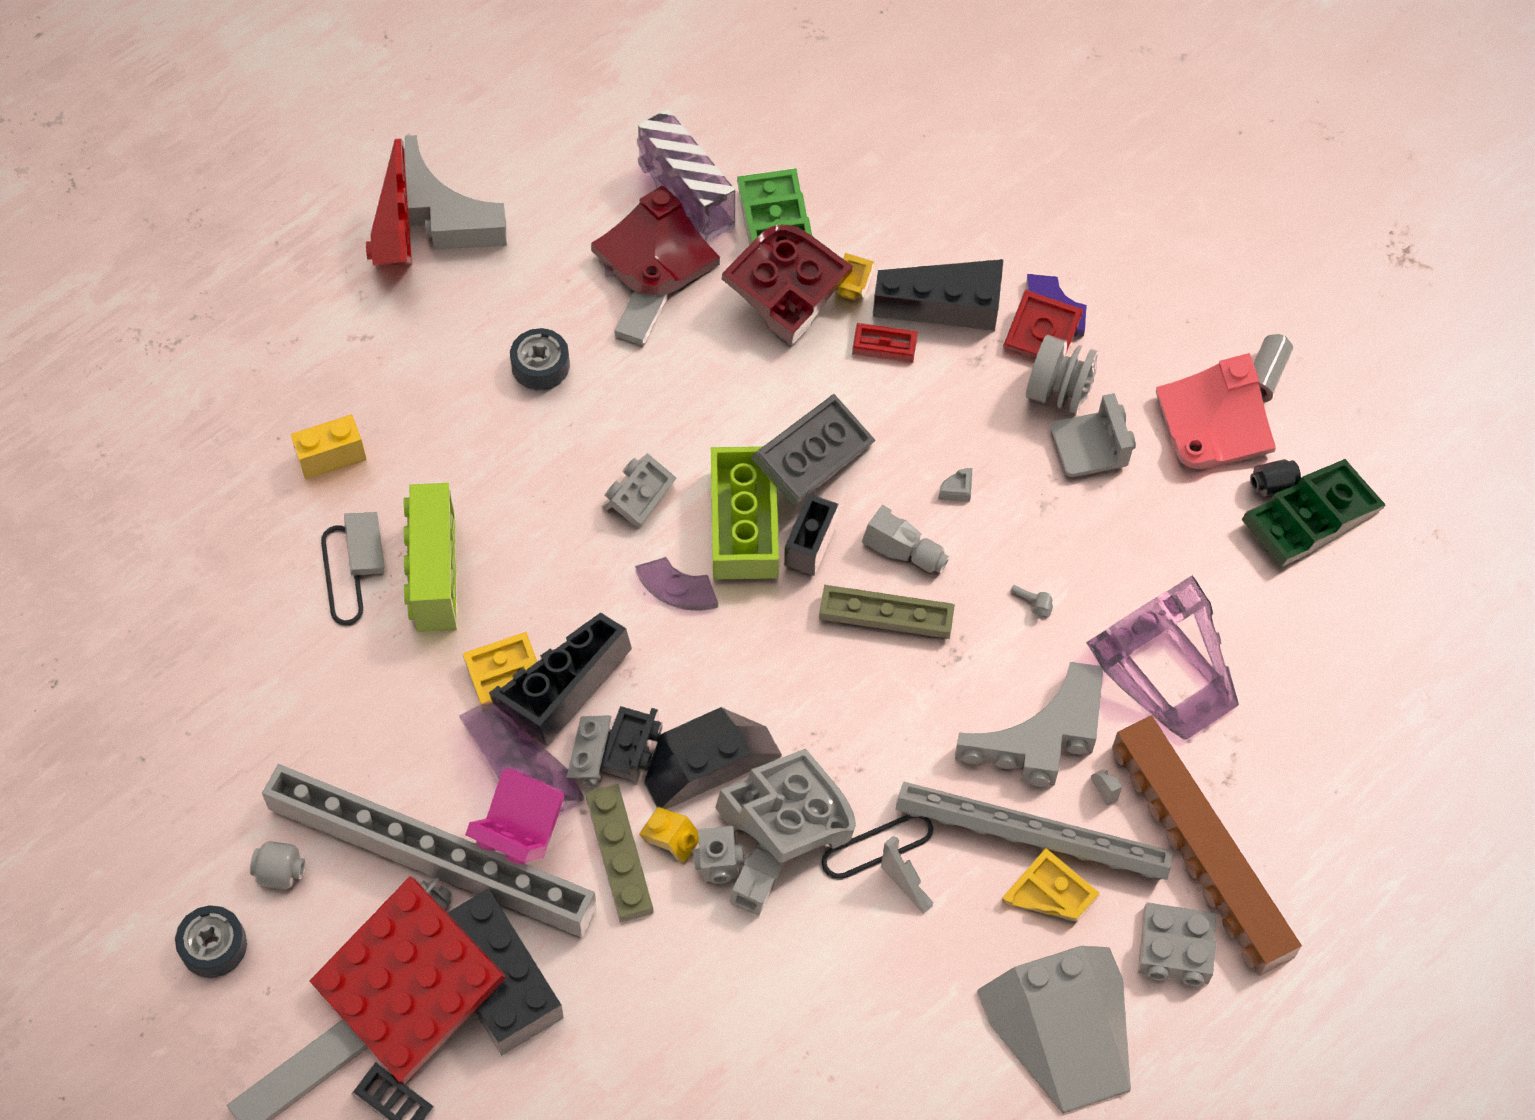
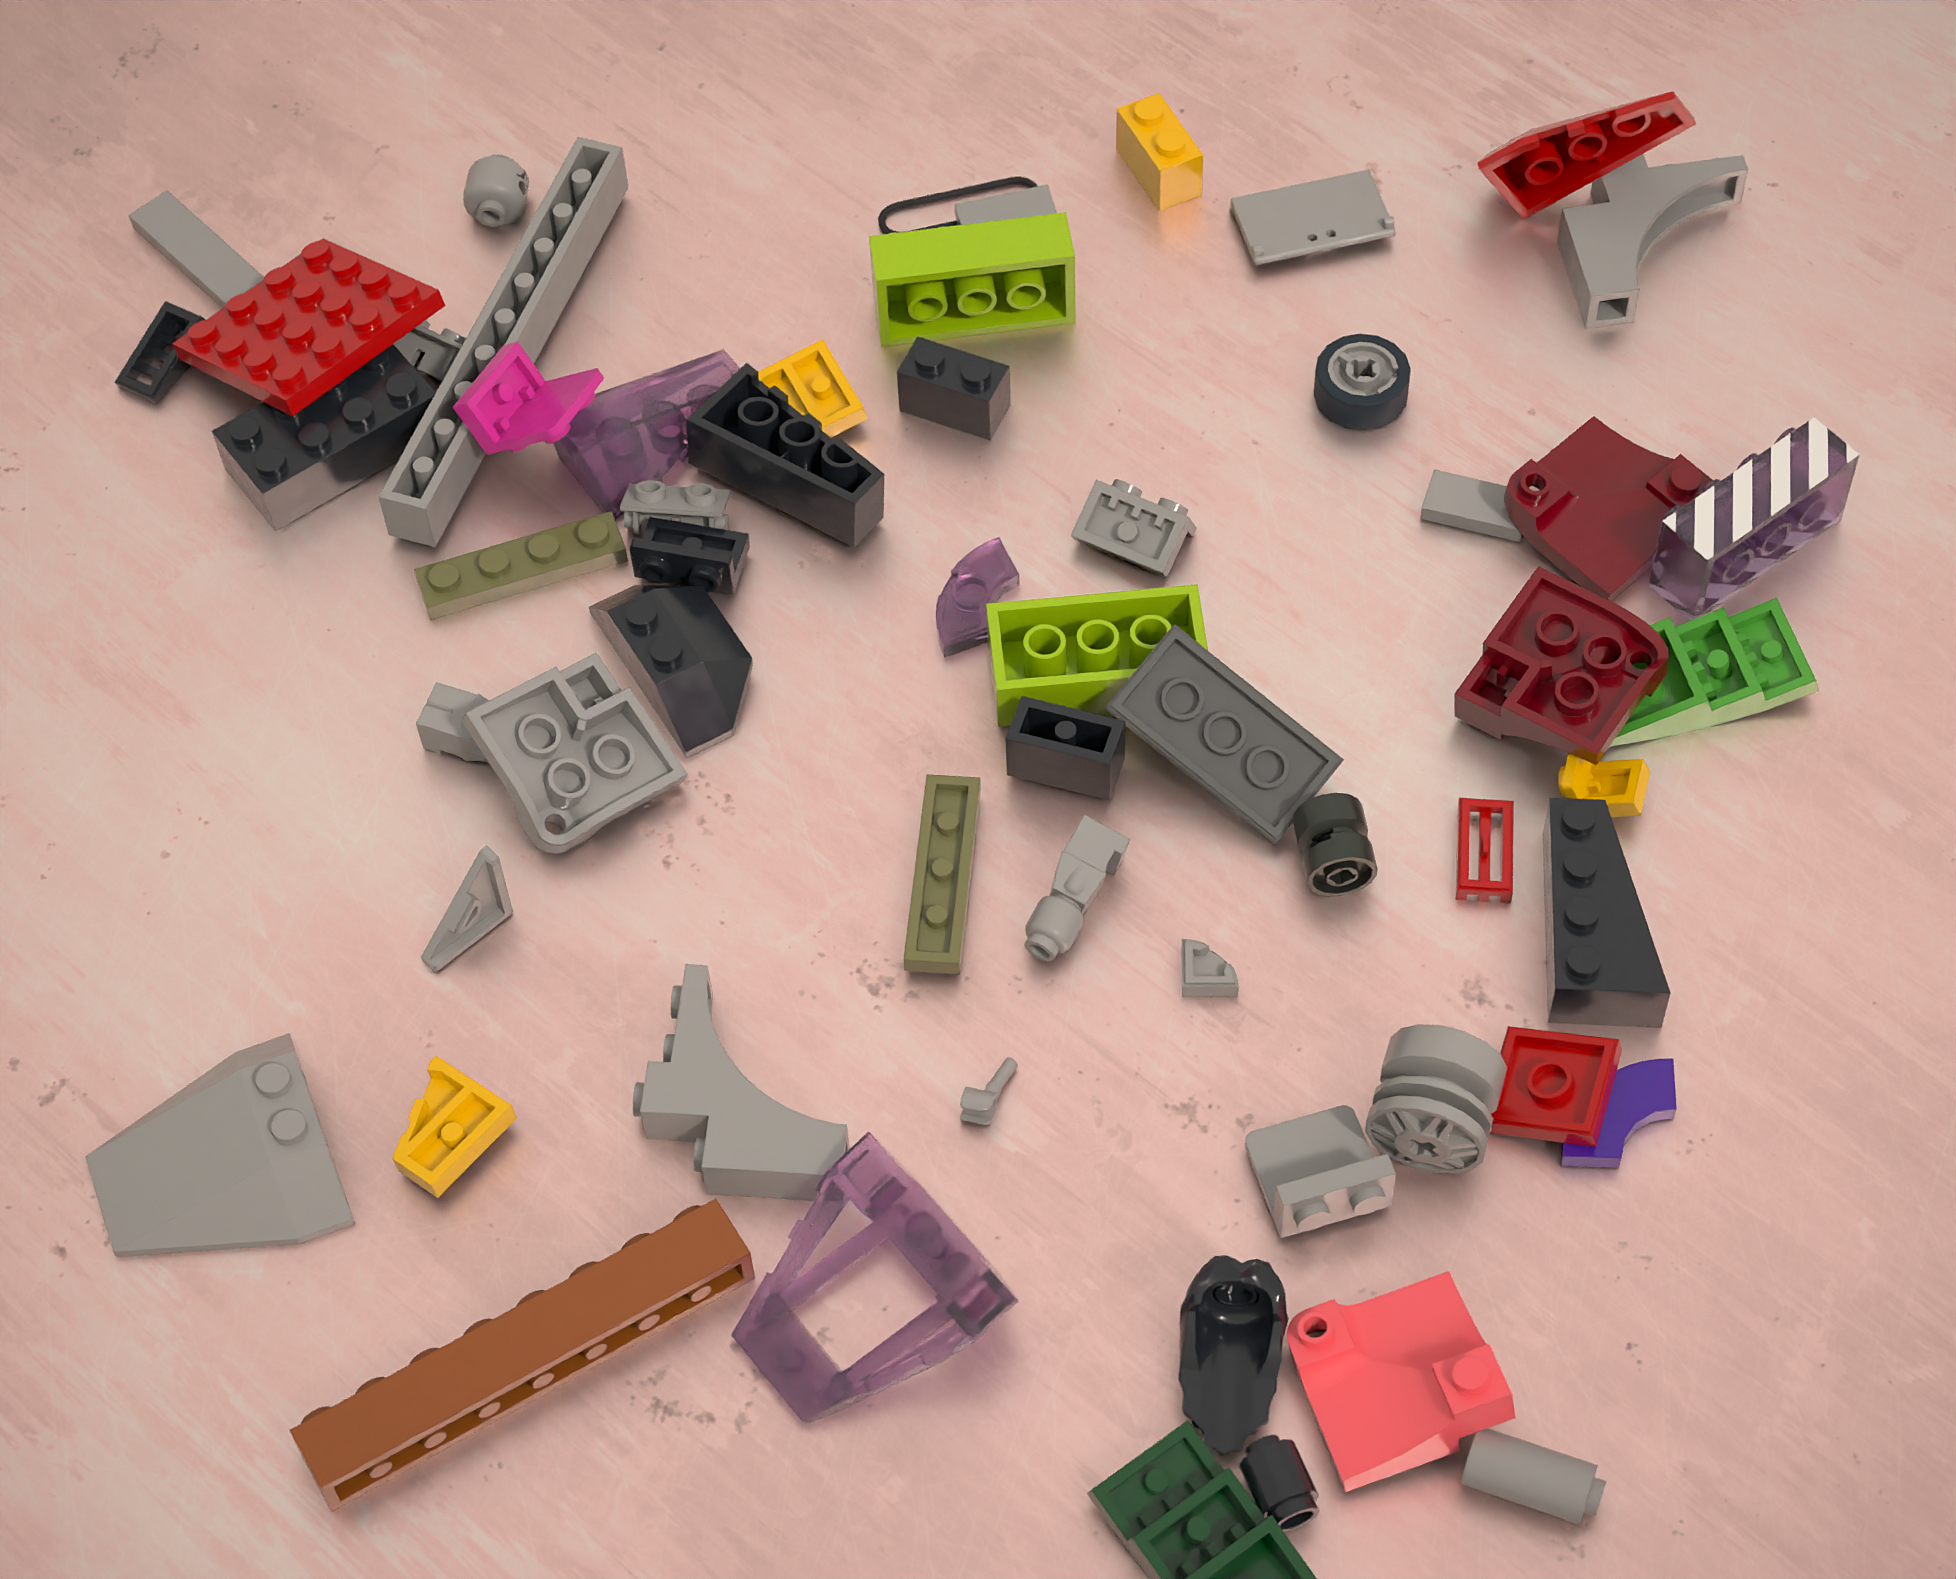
camera: 90 degrees right, 5 degrees down
(218, 956) = (390, 143): wheel -> none
(393, 379) = (1285, 219): none -> light grey door
(515, 579) = (954, 388): none -> black brick
(671, 832) = (543, 616): yellow bracket -> none
(718, 854) = (498, 662): light grey brick -> none
(875, 411) = (1334, 844): none -> pearl dark grey wheel
(879, 859) = (561, 890): black piece -> none
(1034, 830) = (547, 1102): light grey plate -> none
(1107, 786) = (635, 1204): light grey tile -> none
(1177, 944) = (349, 1315): light grey plate -> none
(1202, 491) = (1231, 1349): none -> black hair

